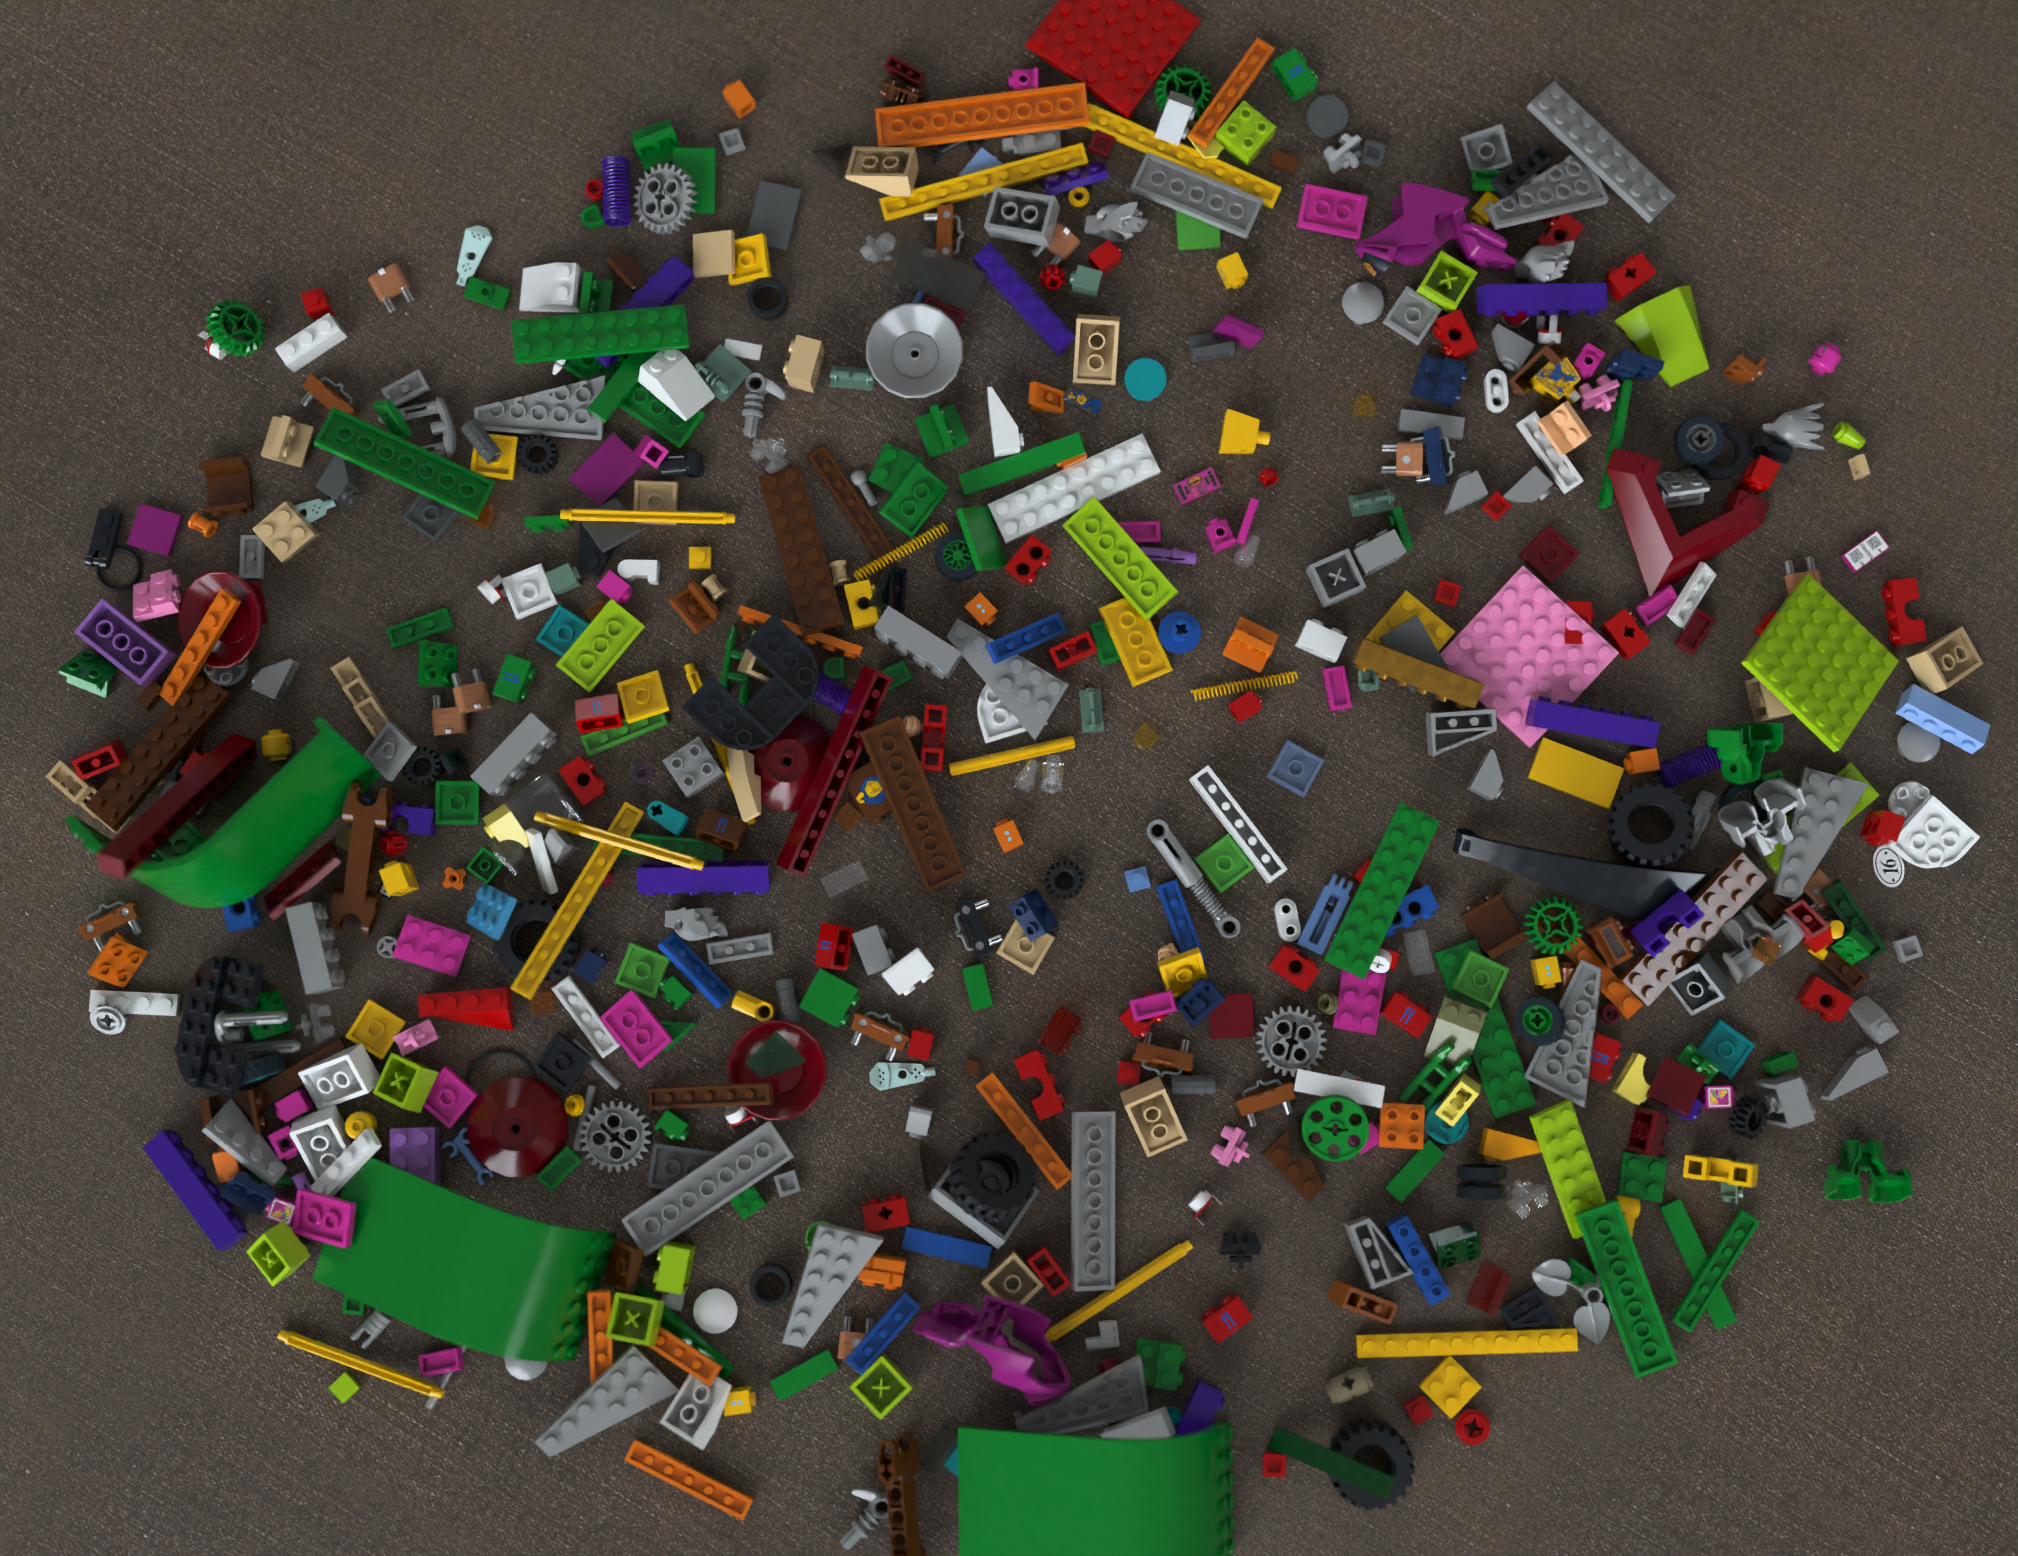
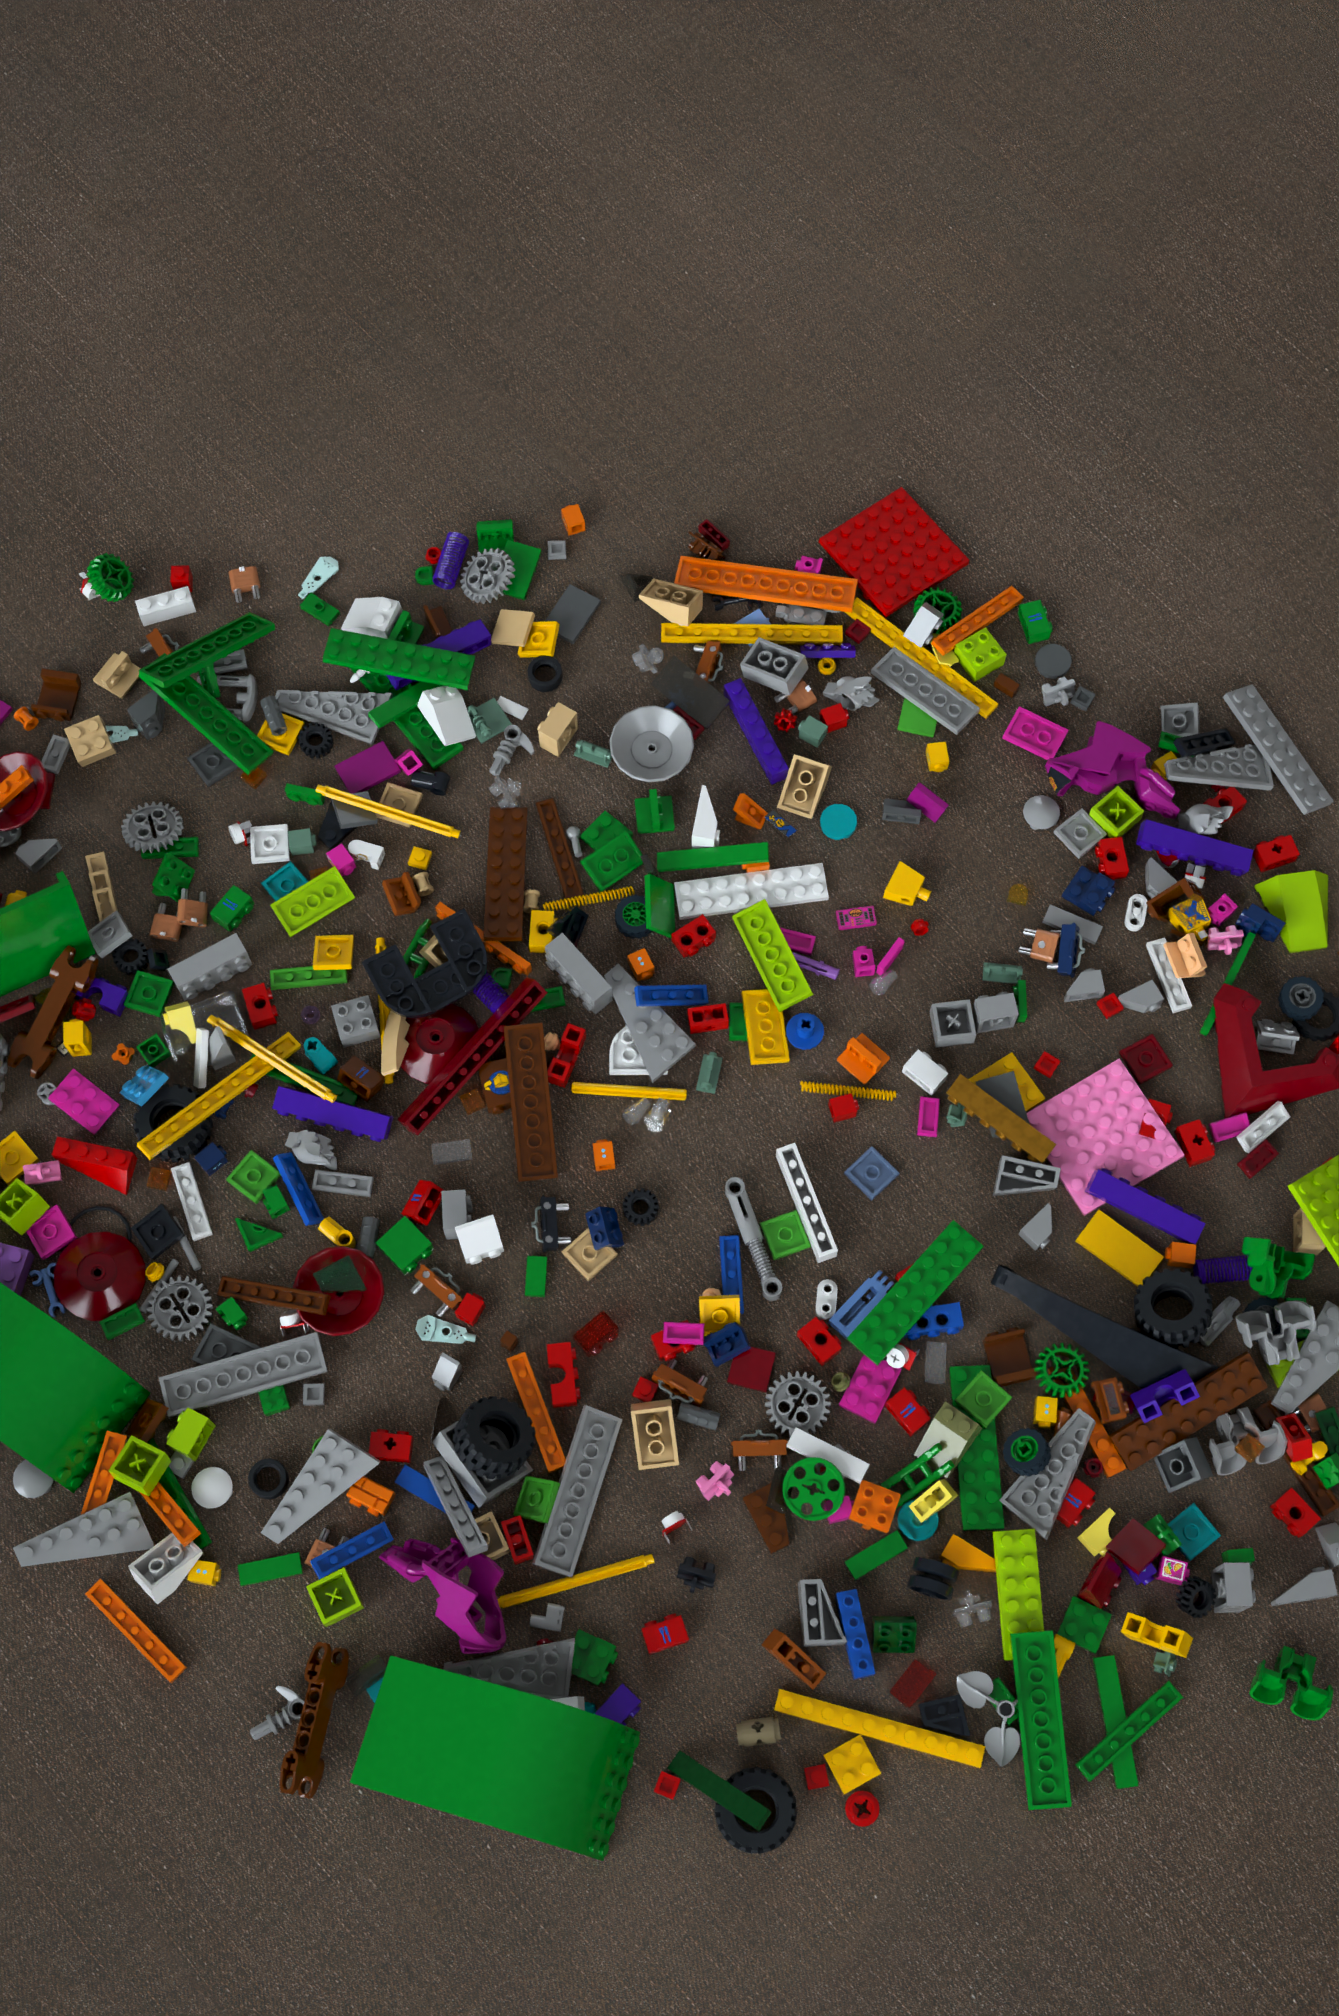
camera: 20 degrees right, 15 degrees down
(375, 623) = (138, 831): none -> light grey gear
(379, 388) = (206, 650): none -> green plate
(599, 713) = (292, 954): red brick -> none
(636, 1028) = (230, 1222): dark pink plate -> none
(976, 1260) = (455, 1506): none -> light grey plate
(1054, 1222) = (536, 1499): none -> bright green tile
(1137, 879) = (704, 1226): medium blue plate -> none
(1145, 737) = (748, 1109): clear yellow tile -> none

